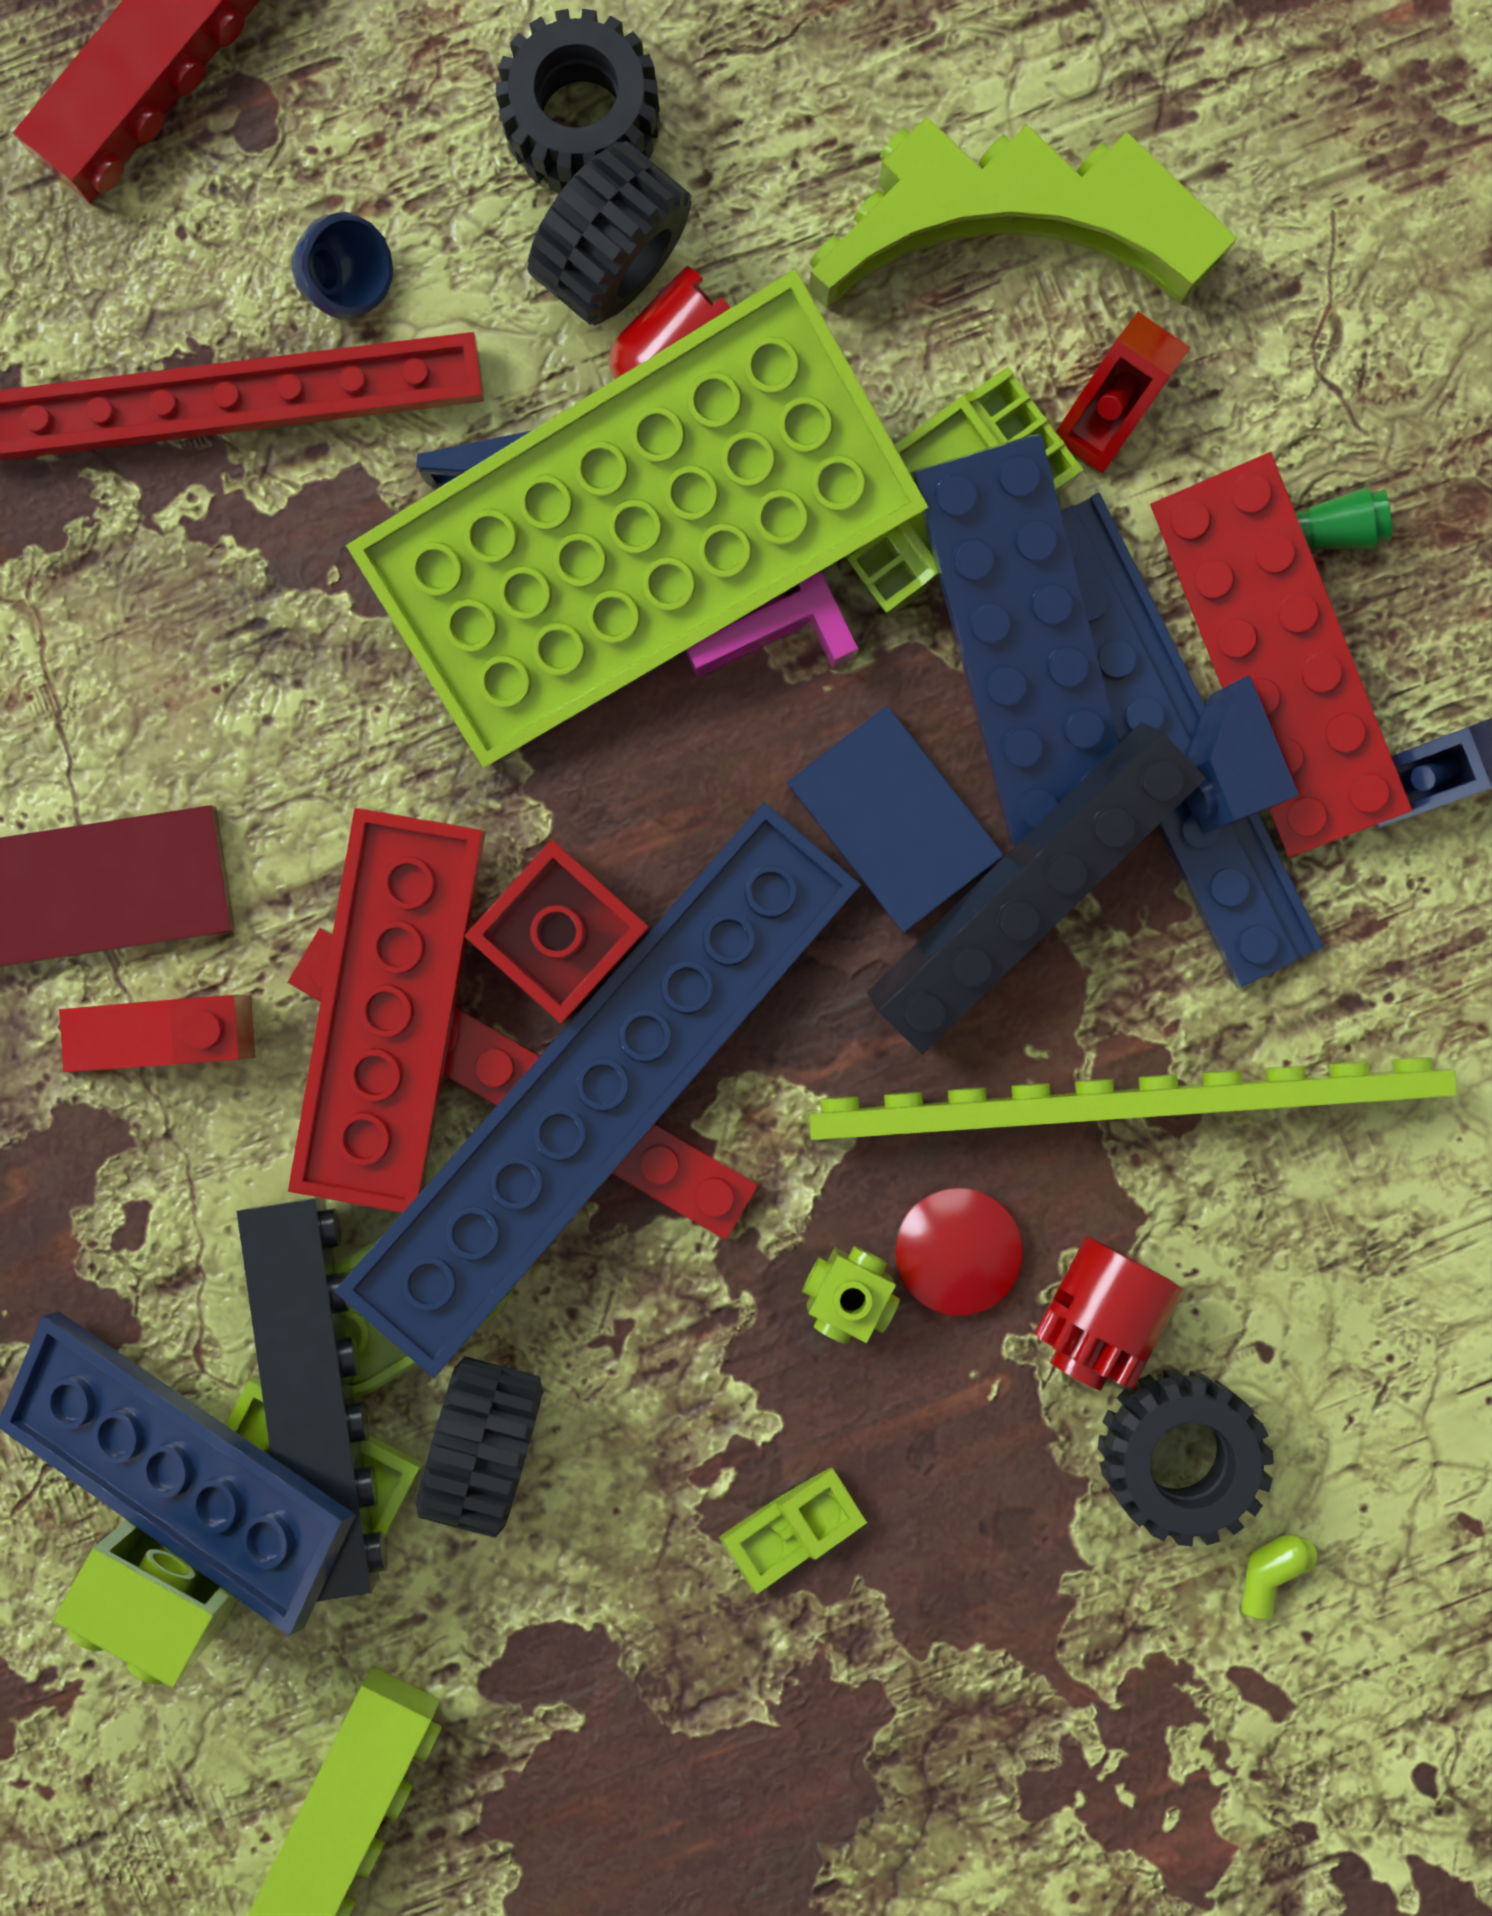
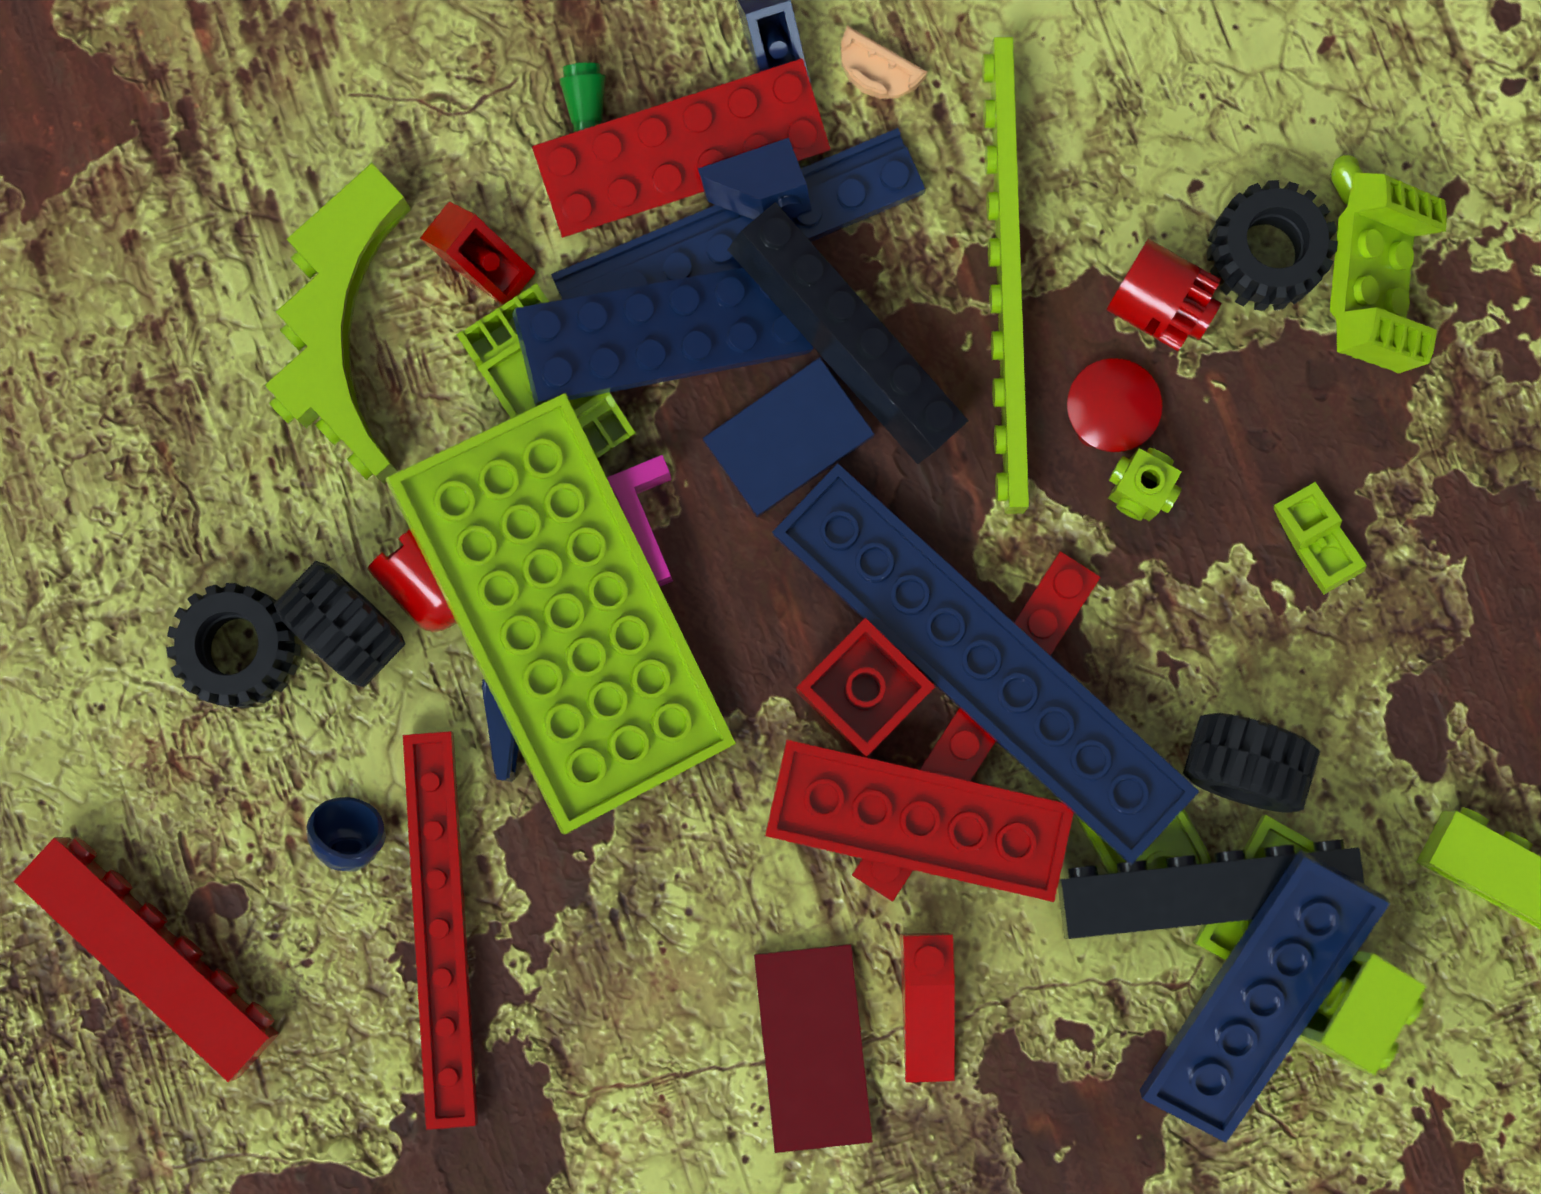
camera: 85 degrees left, 5 degrees down
(1156, 1598) = (1375, 271): none -> lime plate
(1405, 915) = (876, 68): none -> light nougat tile

